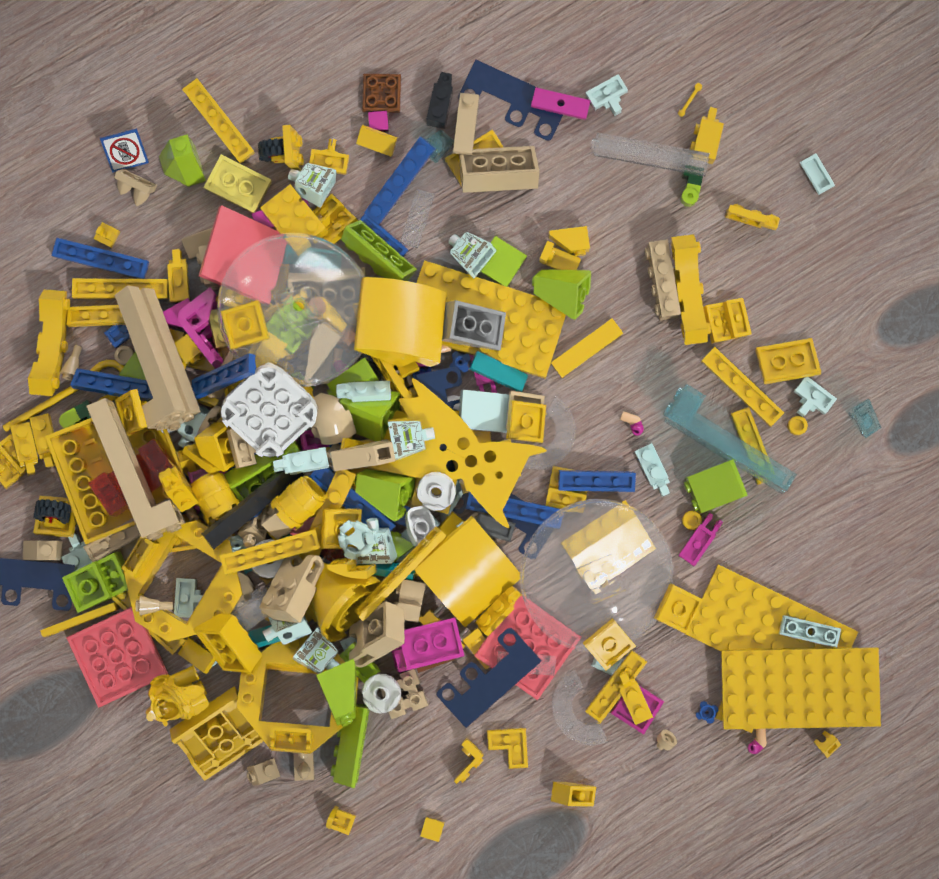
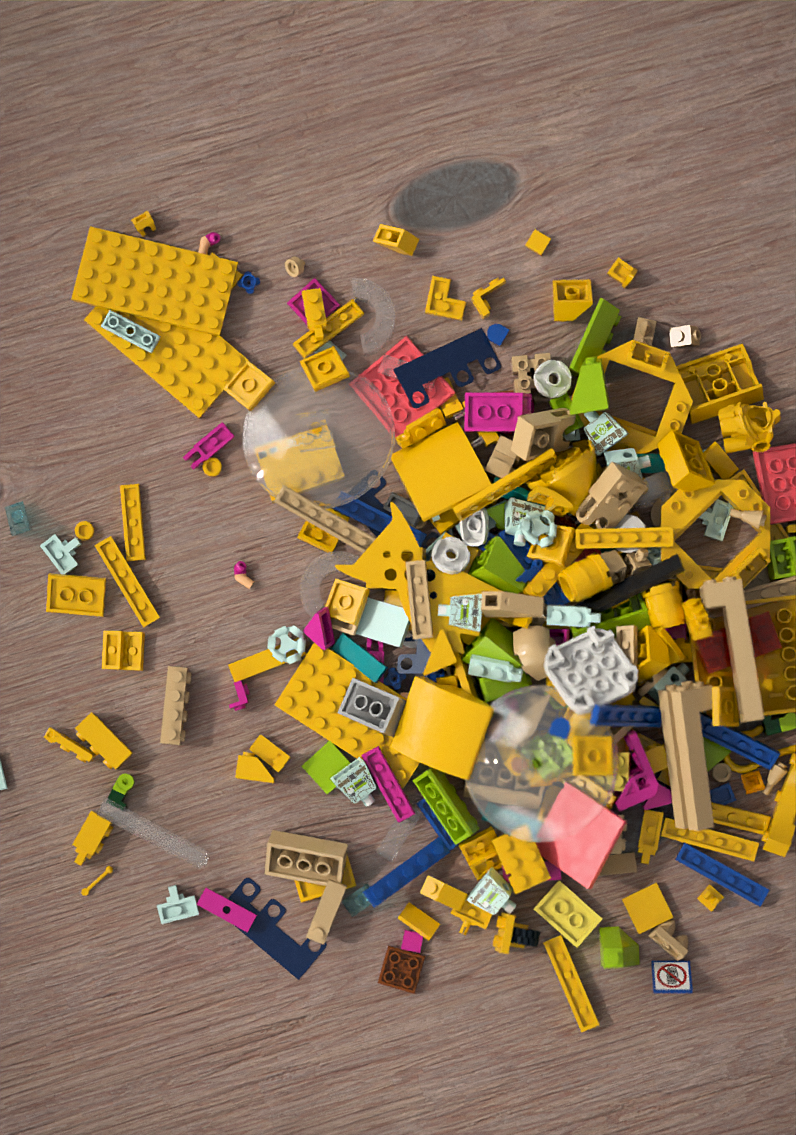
camera: 165 degrees left, 0 degrees up
(92, 353) = (752, 782): none -> light orange tile
(164, 209) = (647, 908): none -> yellow tile
(283, 343) = (560, 728): none -> blue tile
(353, 493) = (529, 573): none -> blue piece
(359, 170) = (444, 893): none -> yellow slope
(384, 780) = (571, 298): none -> yellow slope
(420, 390) = (441, 655): none -> yellow tile
(439, 259) = (388, 784): none -> dark pink tile
(440, 101) = (345, 943): black hinge -> none
(449, 725) = (496, 334): none -> blue tile
(455, 439) = (419, 599): none -> tan plate
(543, 388) = (320, 629): none -> dark pink slope
(563, 289) = (275, 722): lime slope -> none
(569, 492) = (324, 519): none -> tan tile
(572, 366) = (287, 644): none -> light aqua piece
(596, 481) = (291, 527): blue plate -> none
(602, 309) = (242, 692): none -> dark pink bracket
(653, 468) = (235, 526): light aqua hinge -> none
(684, 418) = (193, 566): clear light blue brick -> none
(689, 289) = (152, 688): yellow brick -> none
(715, 486) = (181, 491): lime slope -> none
(721, 229) = (103, 741): none -> yellow brick

